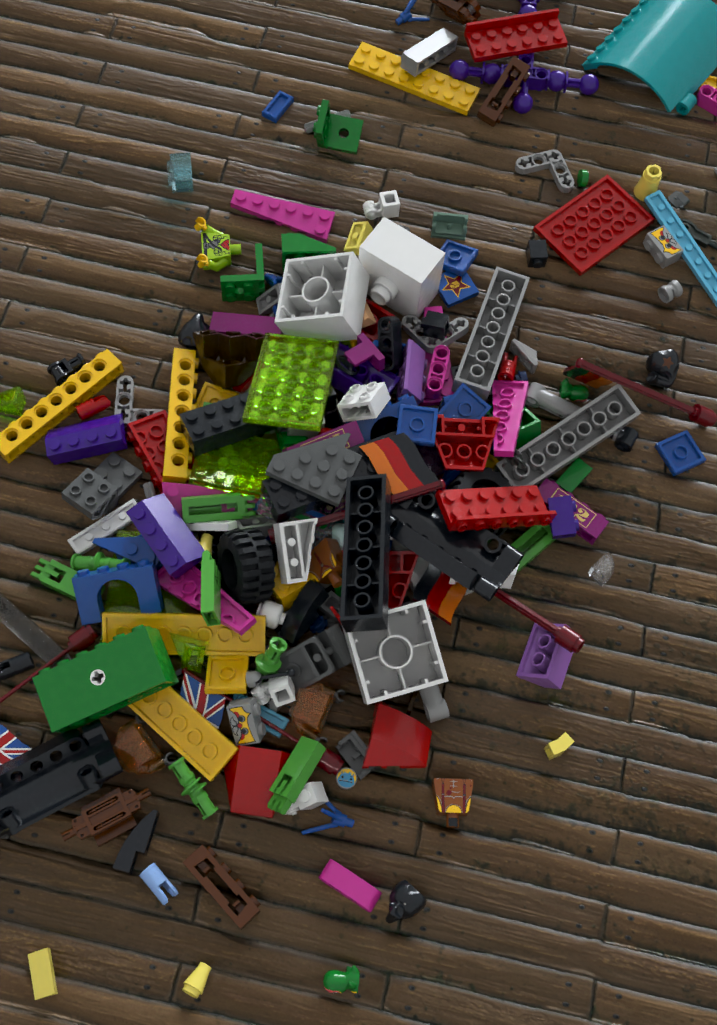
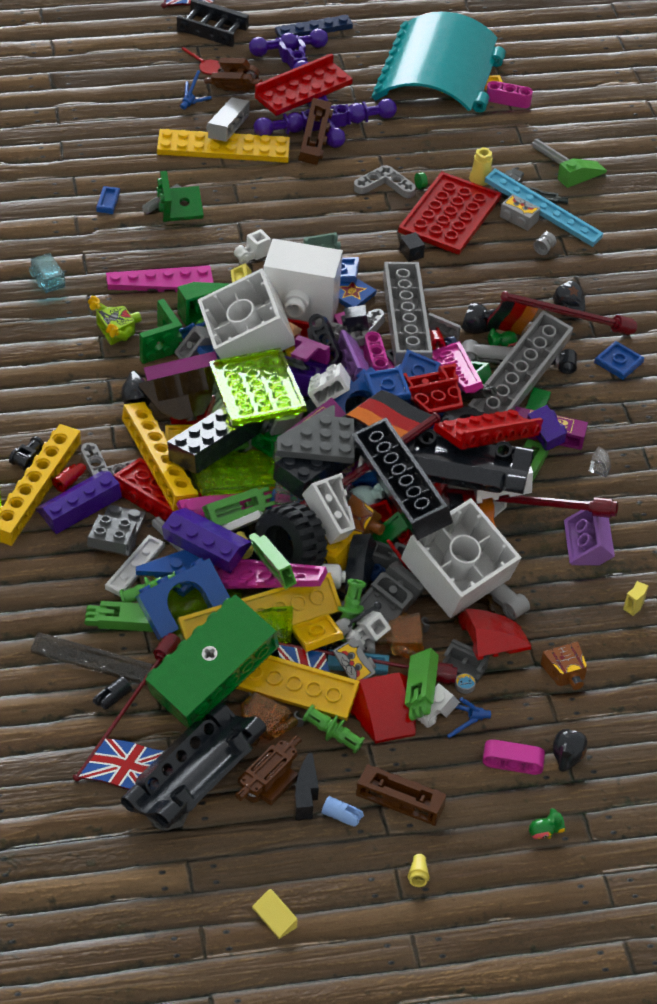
camera: 20 degrees left, 20 degrees down
(558, 359) = (476, 319): none -> black piece

